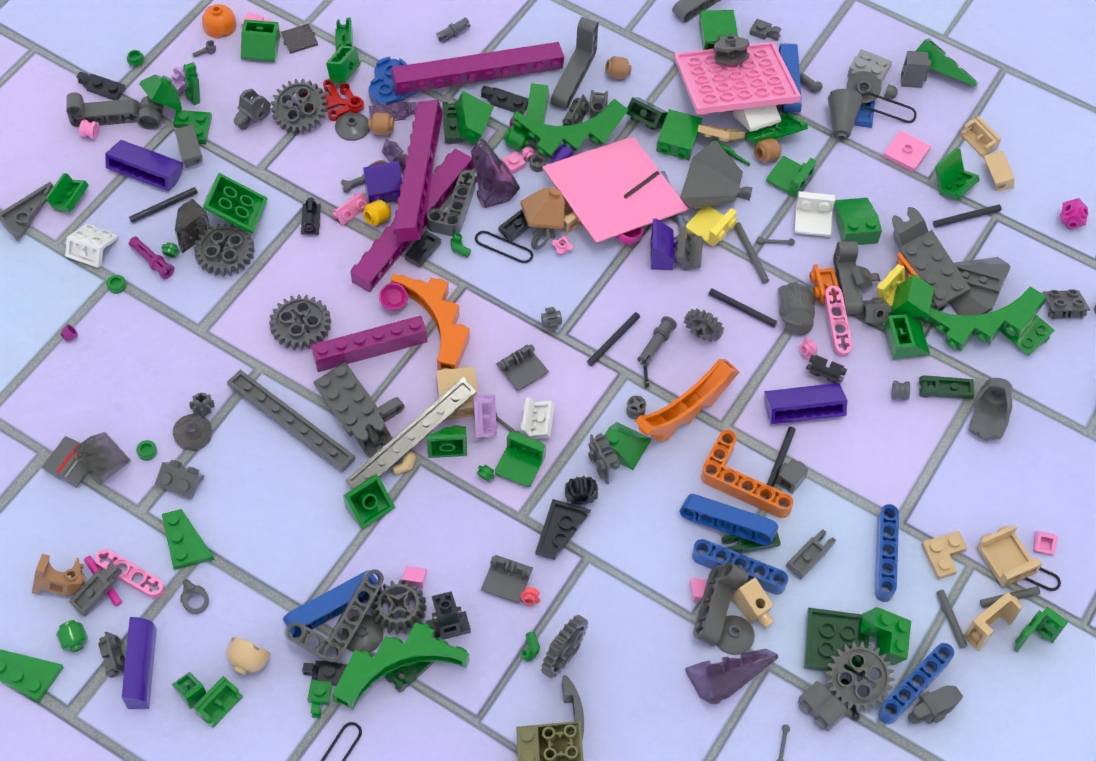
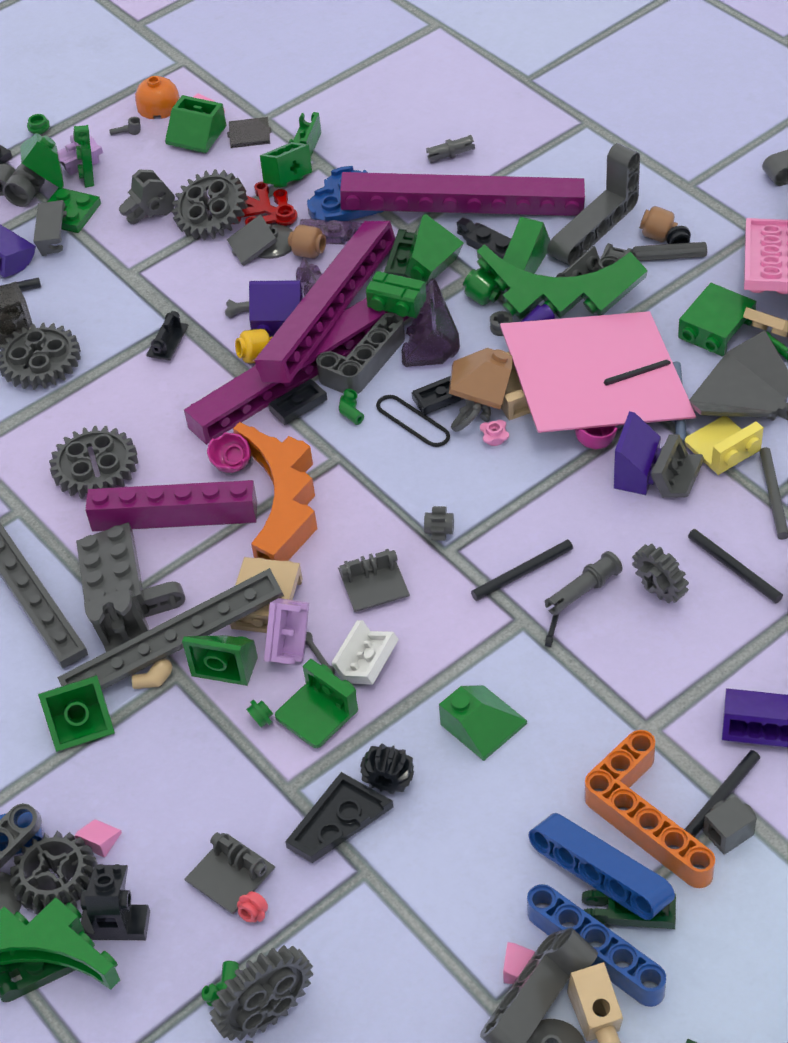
camera: 25 degrees right, 10 degrees down
(234, 203) = (73, 300): green slope -> none
(340, 129) = (252, 240): none -> dark grey piece
(351, 208) = (222, 335): bright pink hinge -> none
(465, 158) = (396, 294): none -> green brick
(515, 162) = (471, 318): bright pink plate -> none
(603, 456) = (436, 722): dark grey hinge -> none
(631, 87) = (670, 251): none -> dark grey axle
(634, 75) = (678, 234): none -> black plate
(637, 402) = (524, 666): dark grey wheel -> none
(646, 112) = (676, 282): dark green brick -> none
(683, 410) = (629, 668): orange arch -> none
(809, 555) = (720, 954): dark grey hinge -> none

